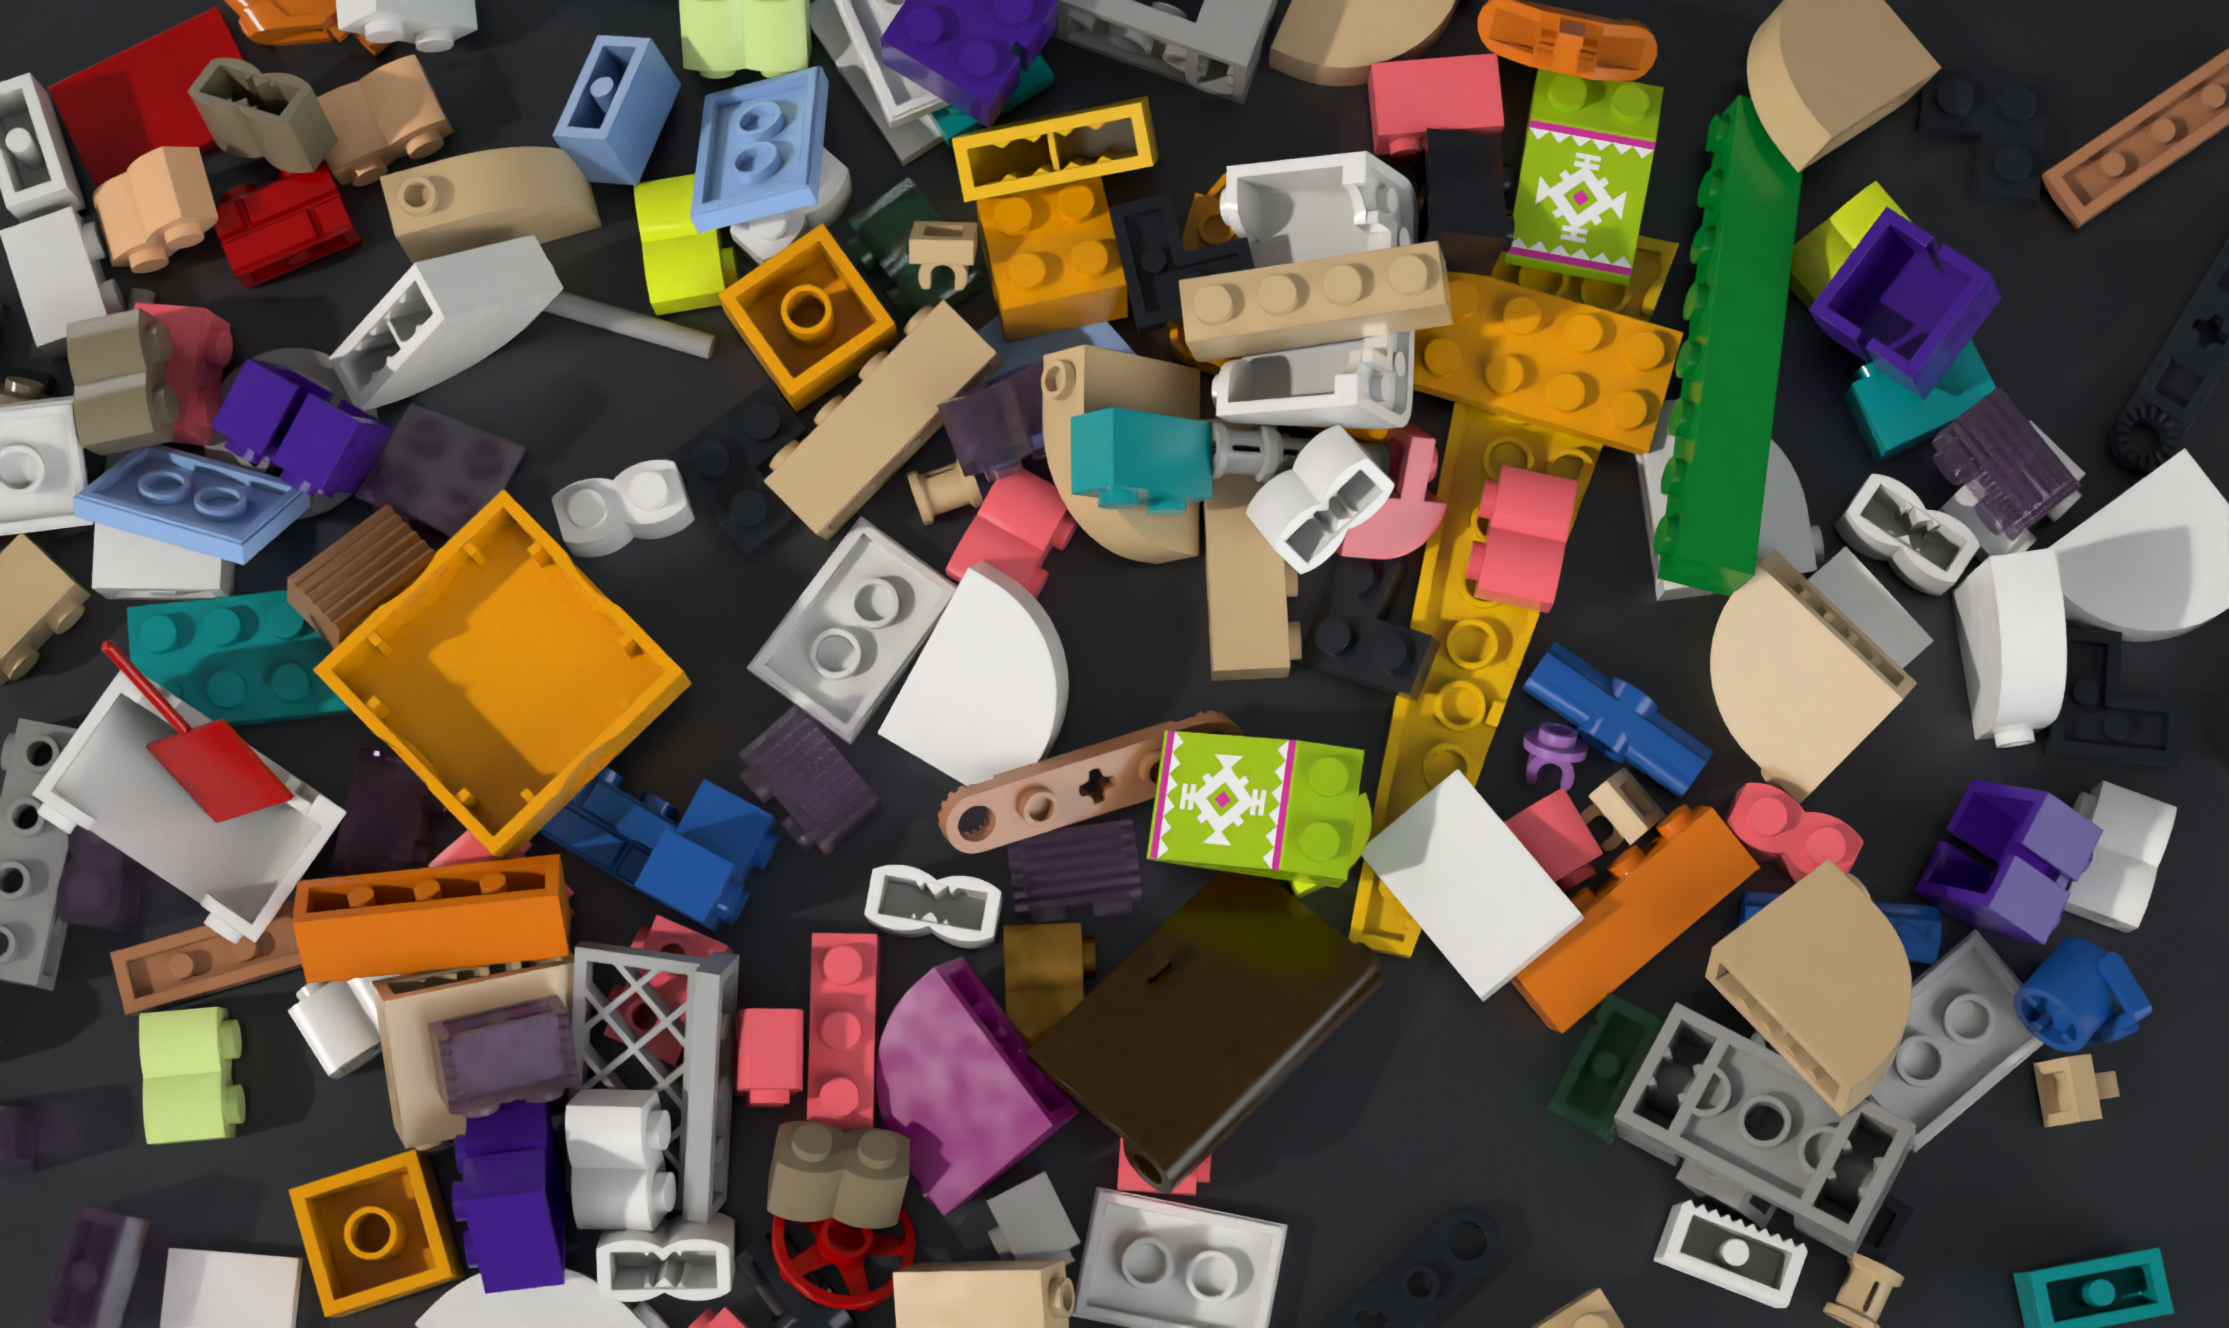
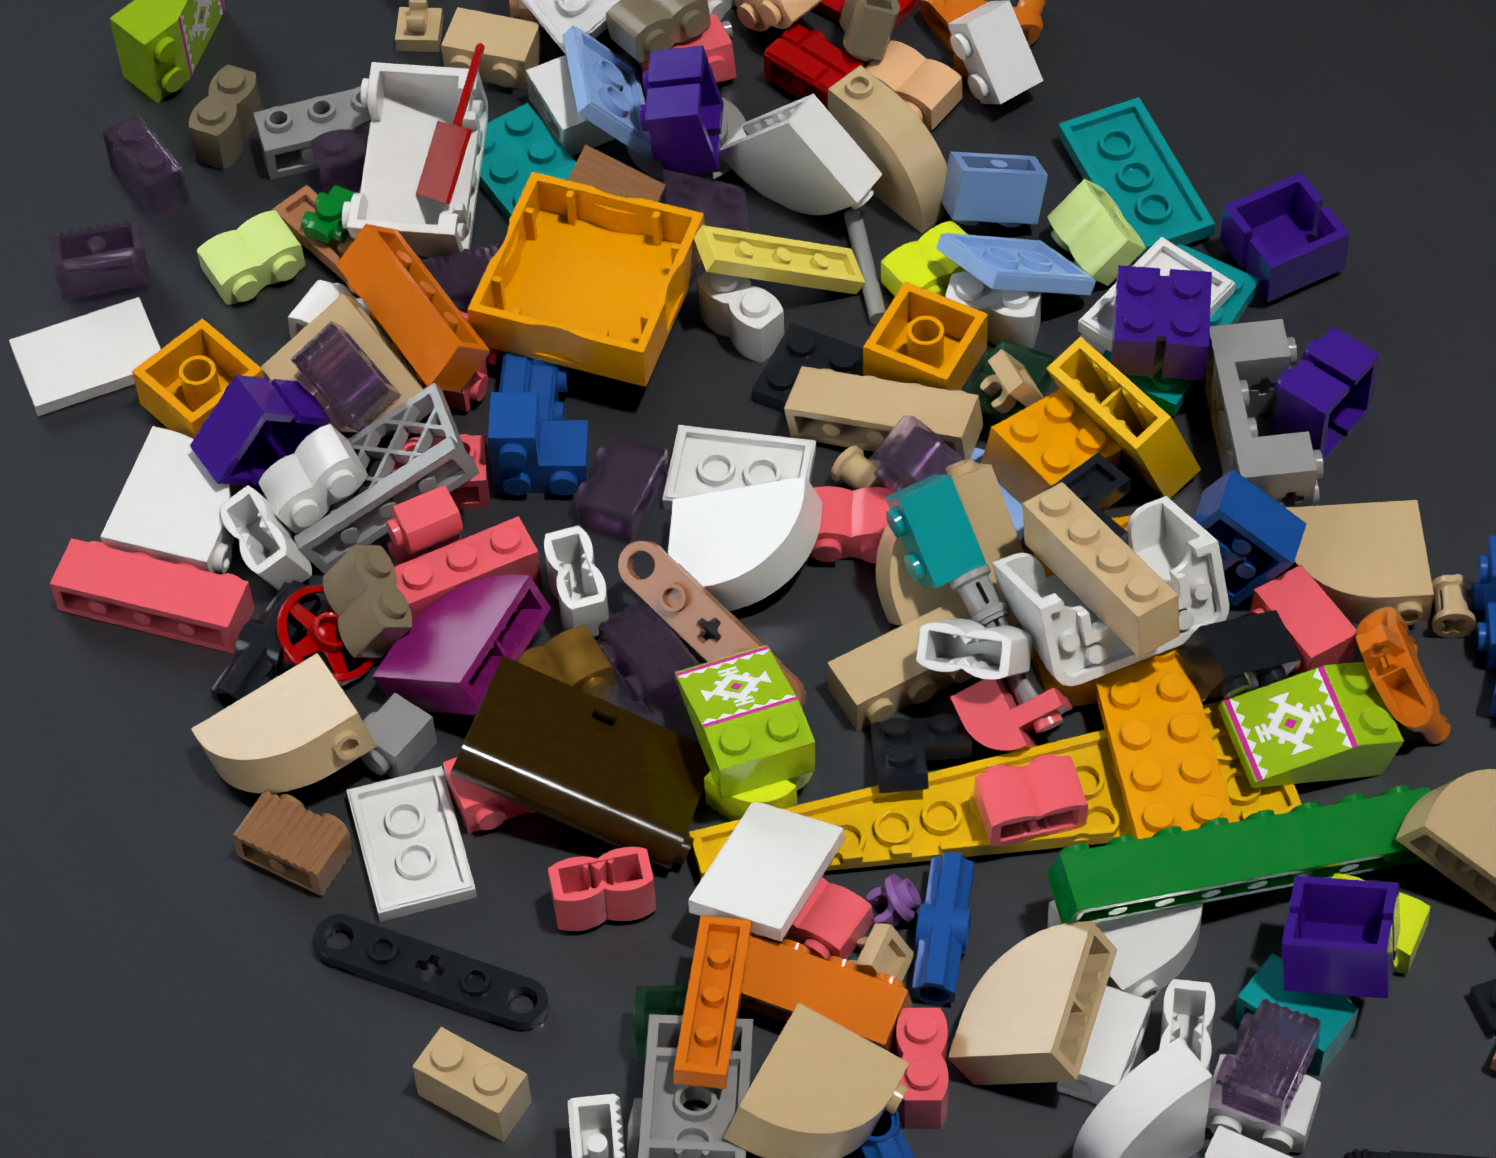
camera: 65 degrees right, 25 degrees down
(182, 937) = (327, 220): none -> green piece
(595, 429) = (778, 260): none -> light yellow plate
(1314, 98) = (1253, 533): none -> blue brick
(1385, 1063) = (610, 887): none -> coral brick
(1647, 1039) = (712, 1002): none -> orange plate

